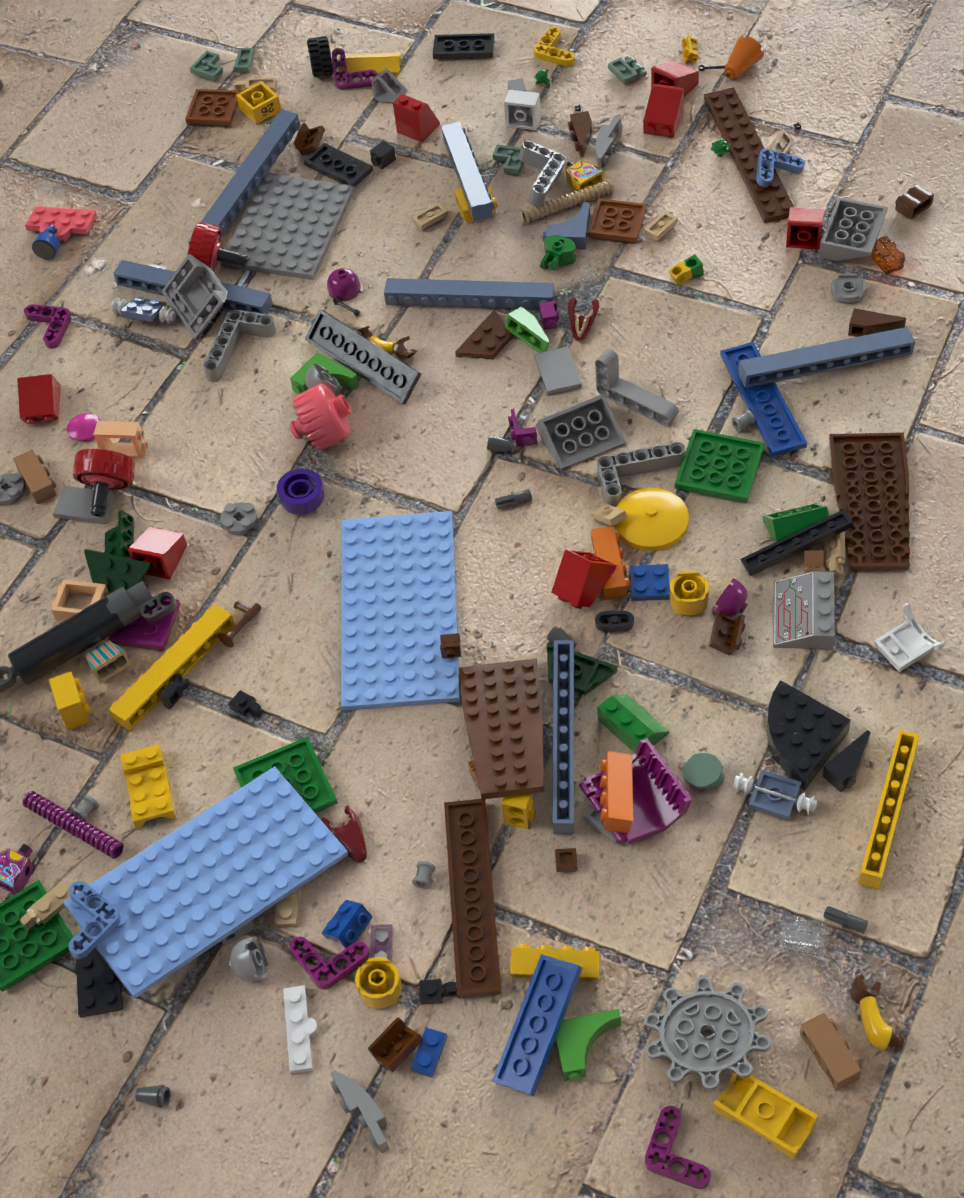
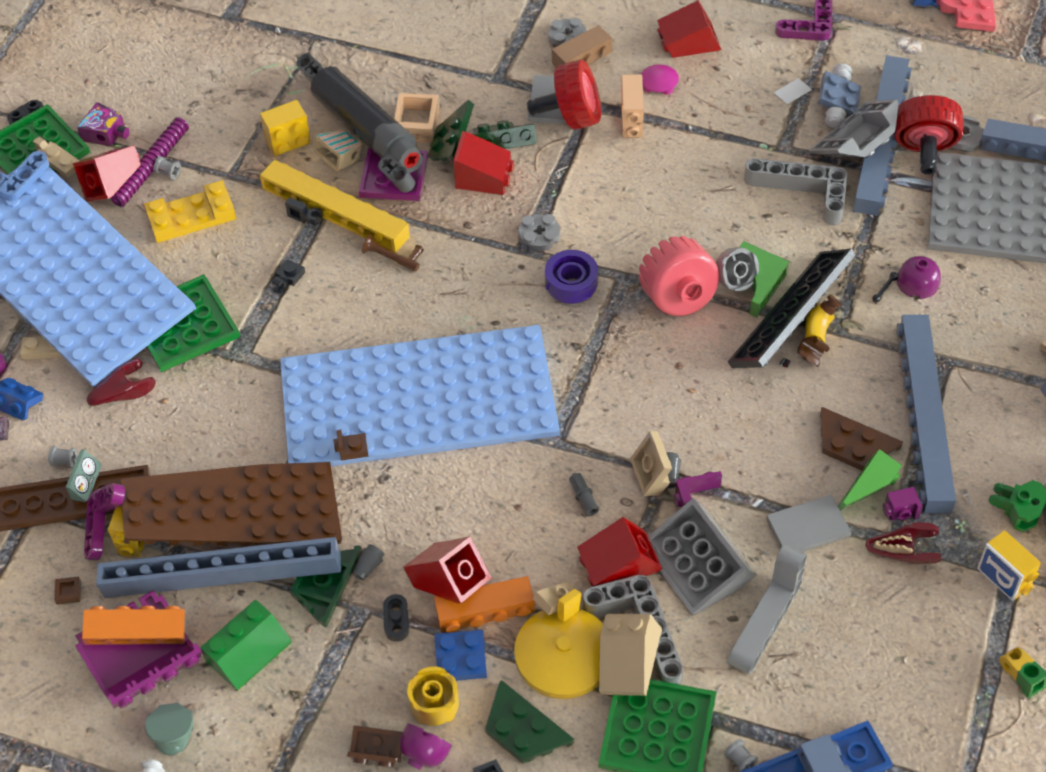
camera: 80 degrees right, 0 degrees up
(85, 851) = (106, 172): none -> slope
(124, 342) = (792, 91): none -> white sticker
(454, 849) = (83, 476): none -> slope
(495, 825) = (98, 504): none -> magenta beam
(501, 446) = (651, 465): none -> tan plate
(578, 476) = (618, 553): none -> red slope
(609, 262) = (1009, 566): none -> piece
(620, 503) = (568, 605): none -> yellow tile
(666, 469) = (627, 653): none -> tan slope
(712, 546) = (522, 727): none -> dark green wing

